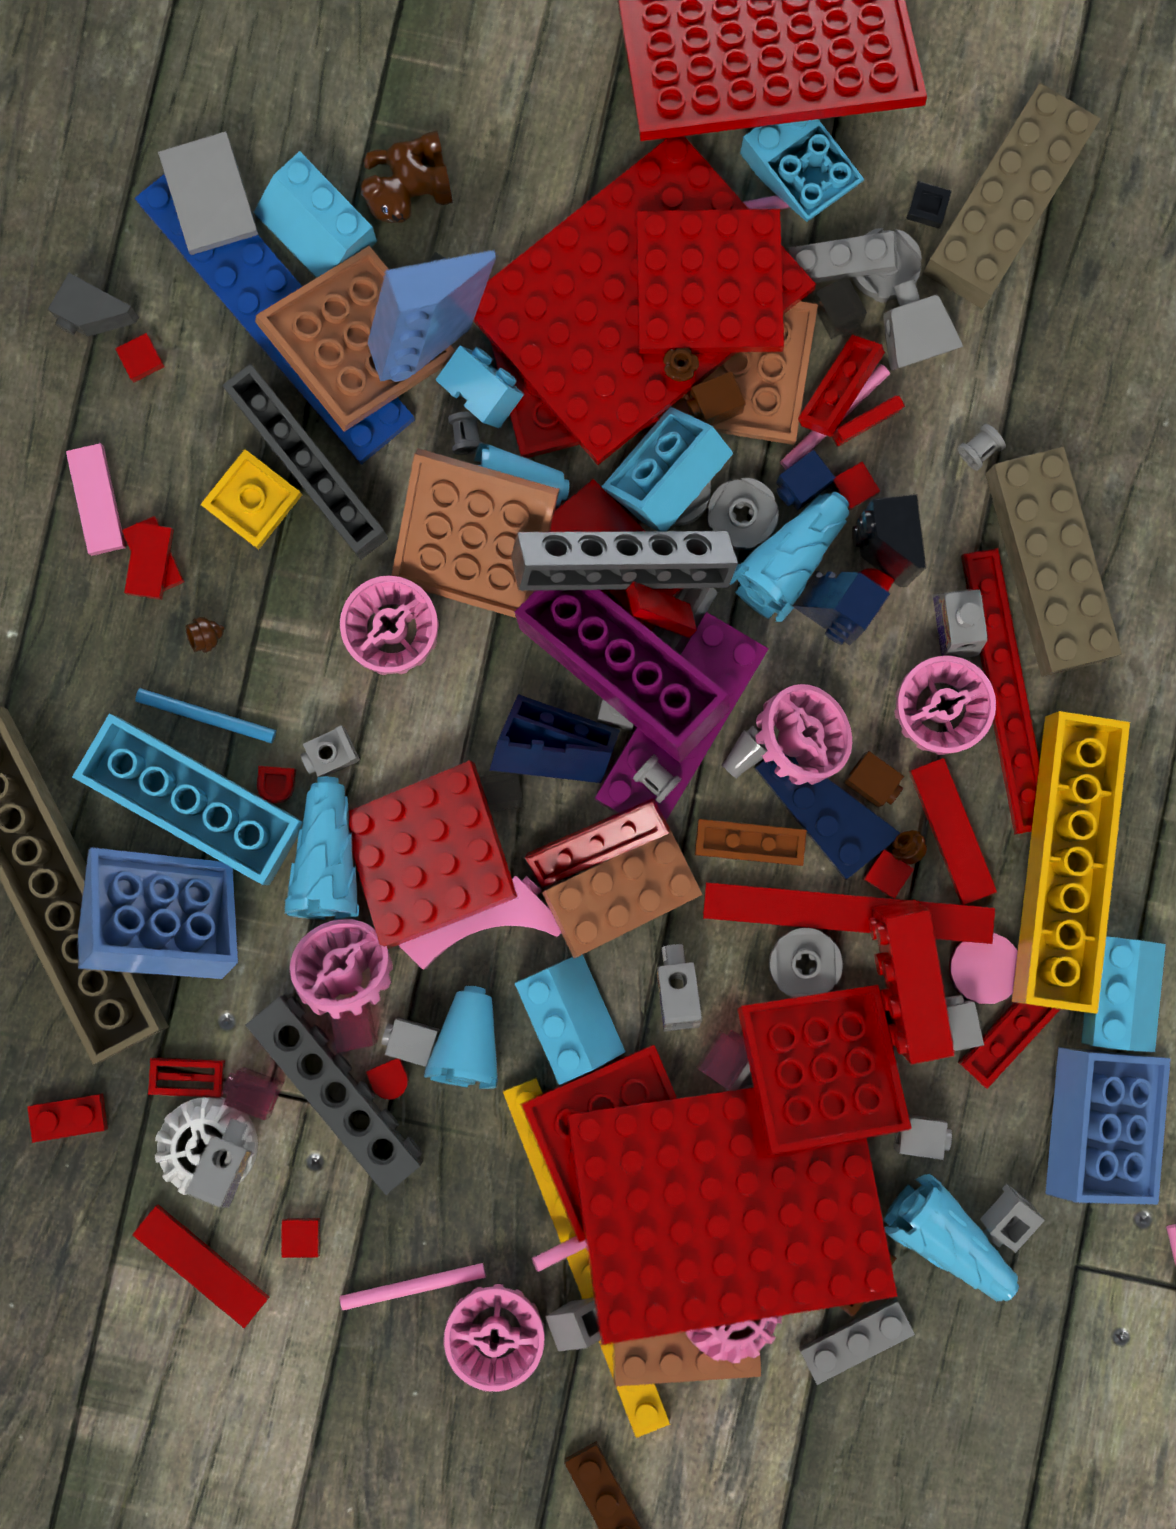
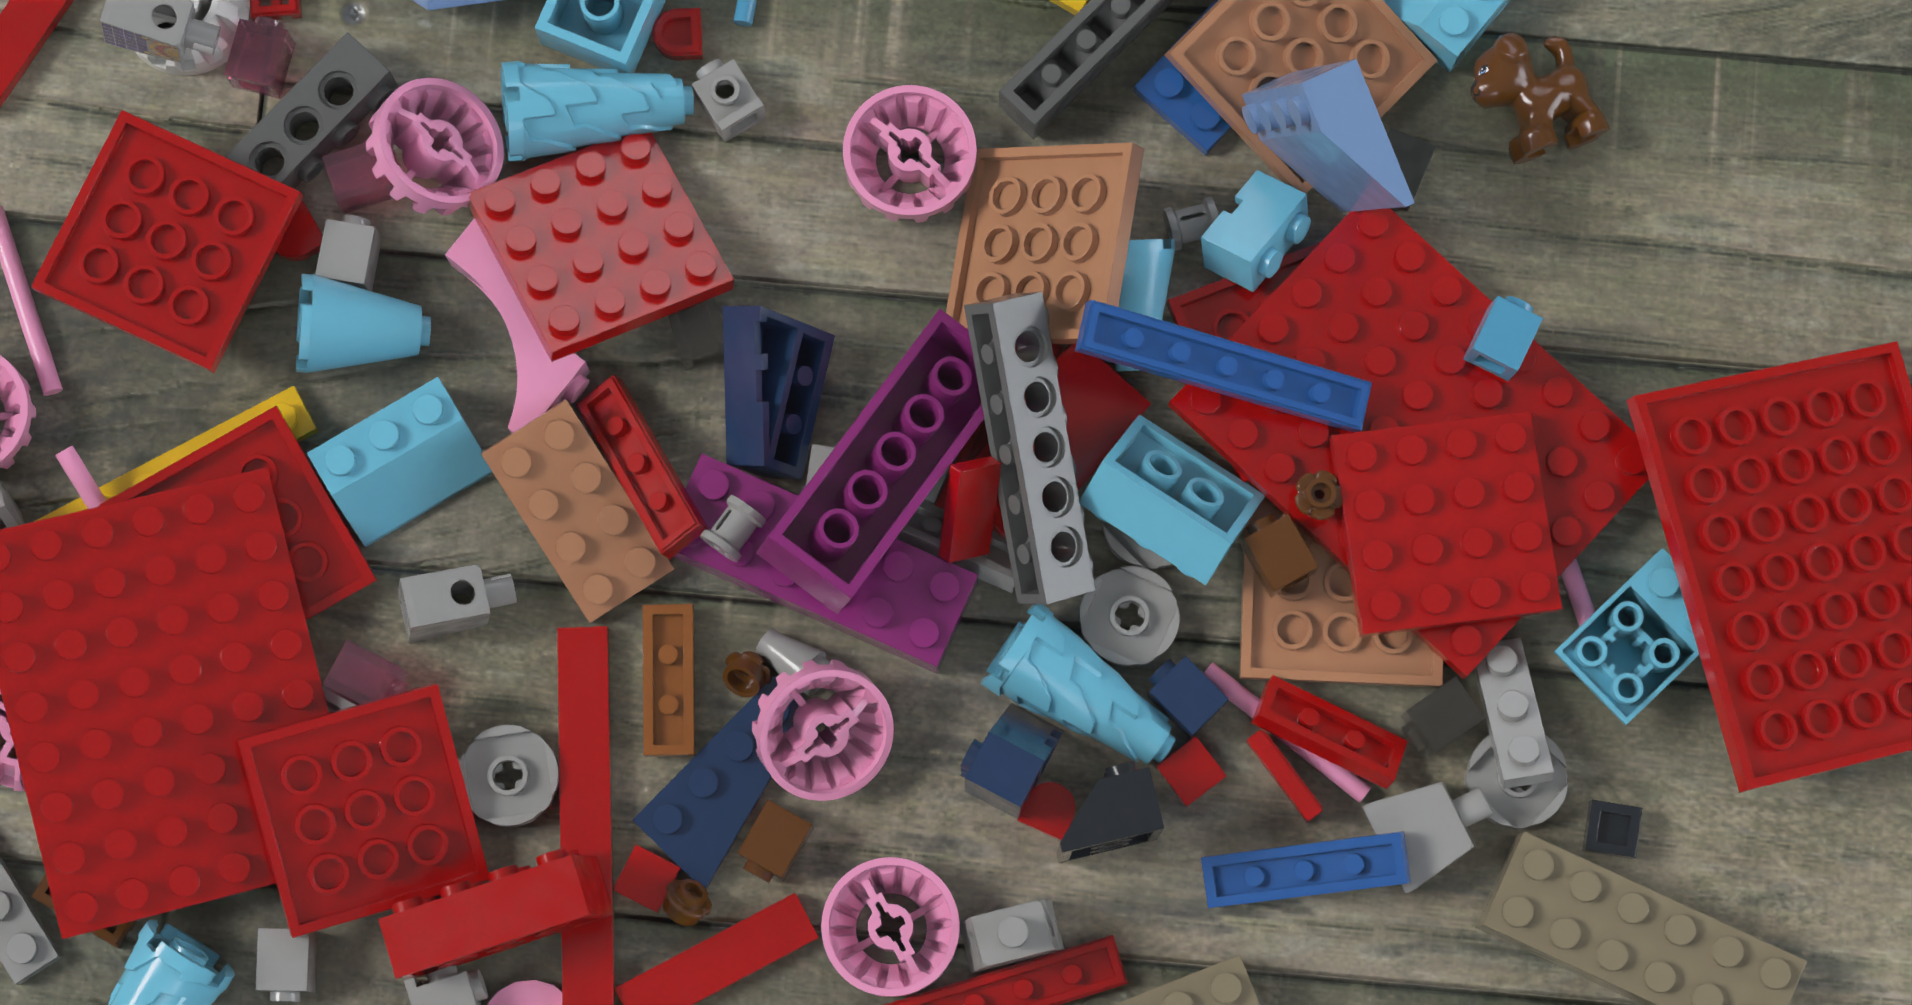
camera: 85 degrees right, 5 degrees down
(300, 1238) = (73, 144): red tile -> none
(388, 1173) = (167, 241): none -> red plate
(582, 220) = (1503, 337): none -> dark azure brick
(583, 415) = (1223, 366): none -> blue tile
(752, 786) = (746, 673): none -> reddish brown plate
(938, 412) = (1306, 869): none -> blue plate
(981, 446) = (1269, 942): light grey bush -> none

